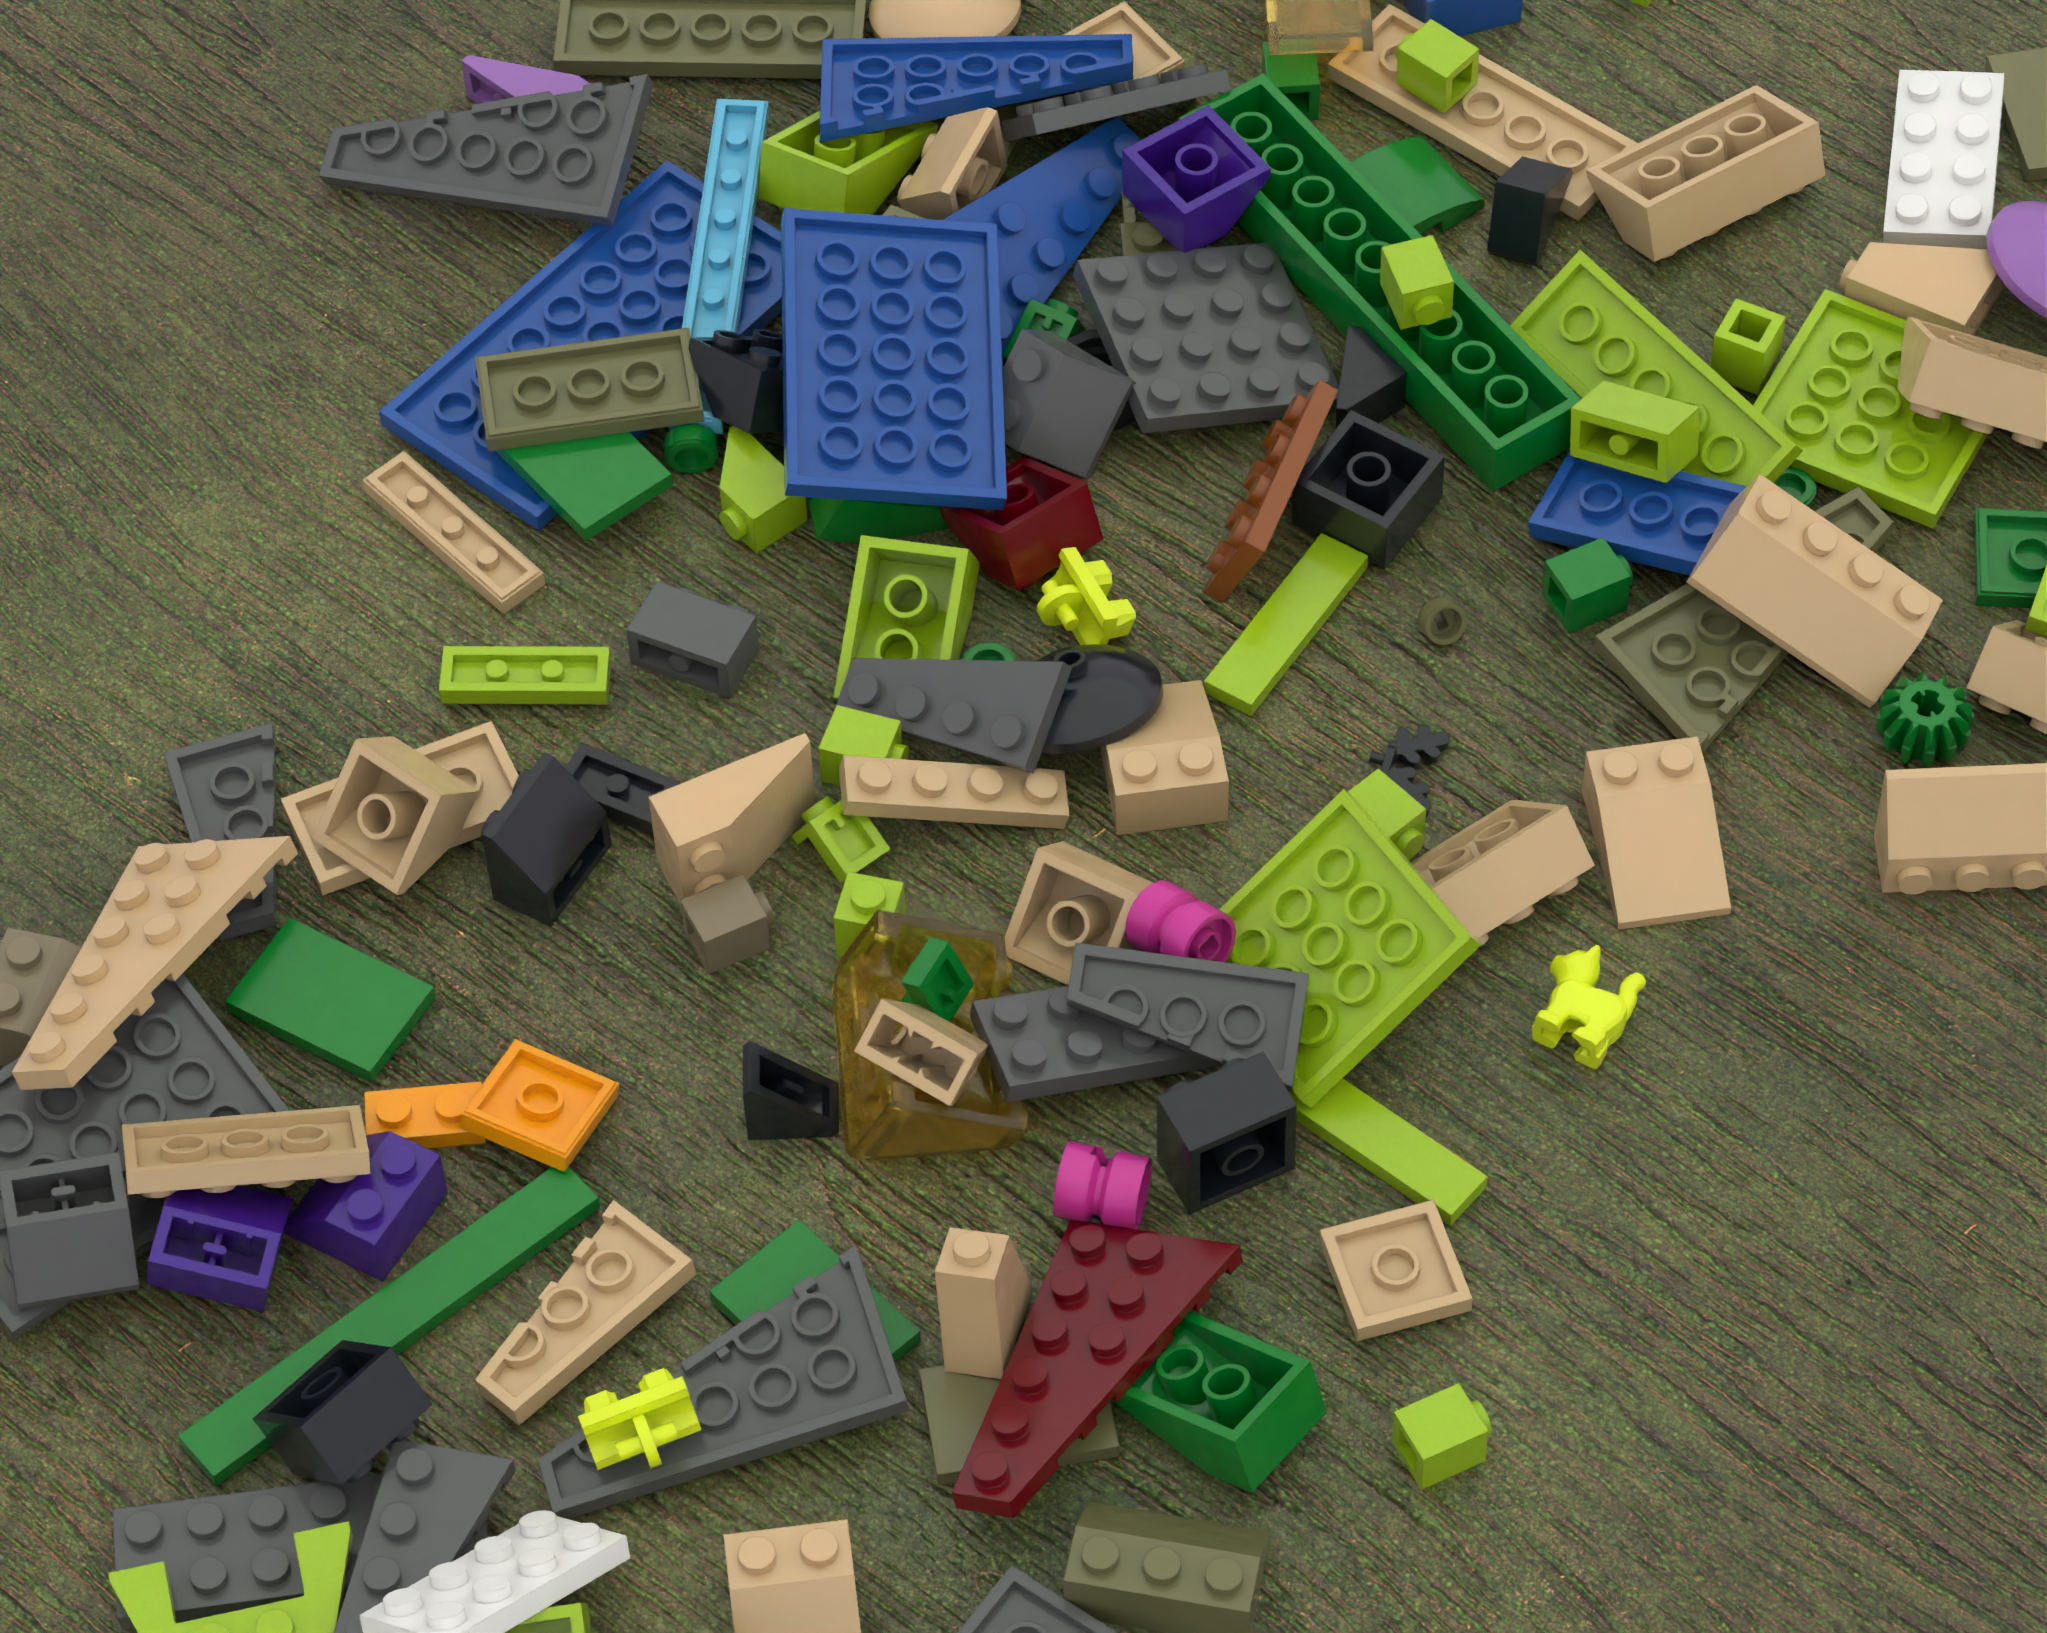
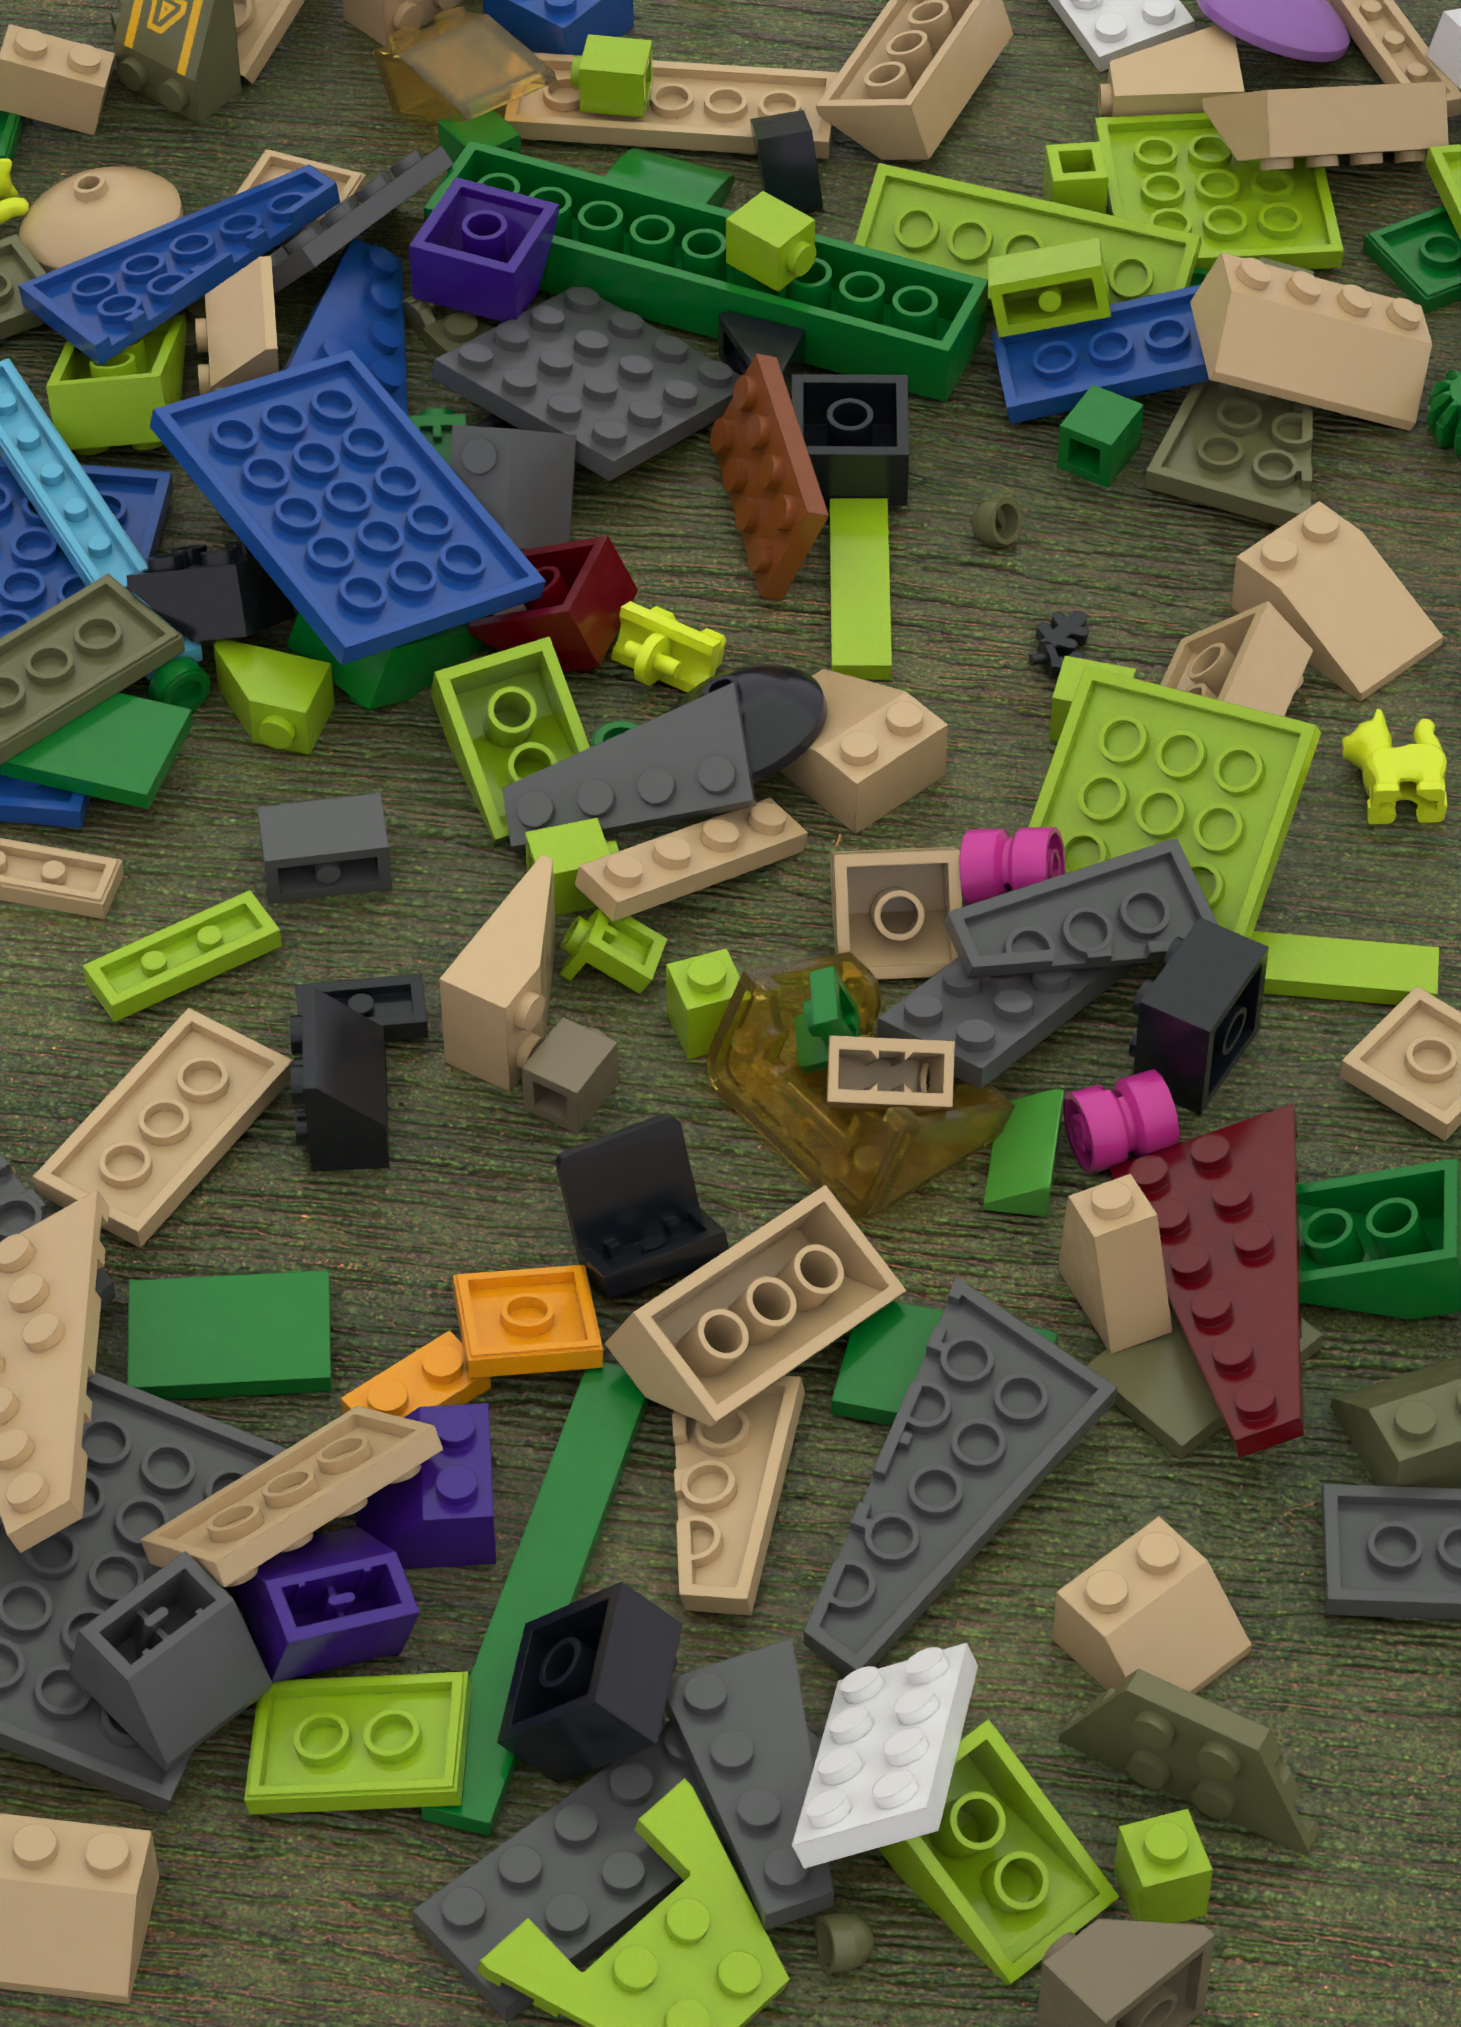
camera: 35 degrees left, 5 degrees down
(173, 1364) = (359, 1743): none -> lime tile
(393, 812) = (173, 1128): tan slope -> none
(638, 1422) = (895, 1538): neon yellow hips -> none
(677, 1059) = (636, 1207): none -> black bracket
(695, 1189) = (755, 1311): none -> tan slope
(786, 1098) = (748, 1191): black slope -> none
(1017, 1176) = (1026, 1156): none -> bright green slope

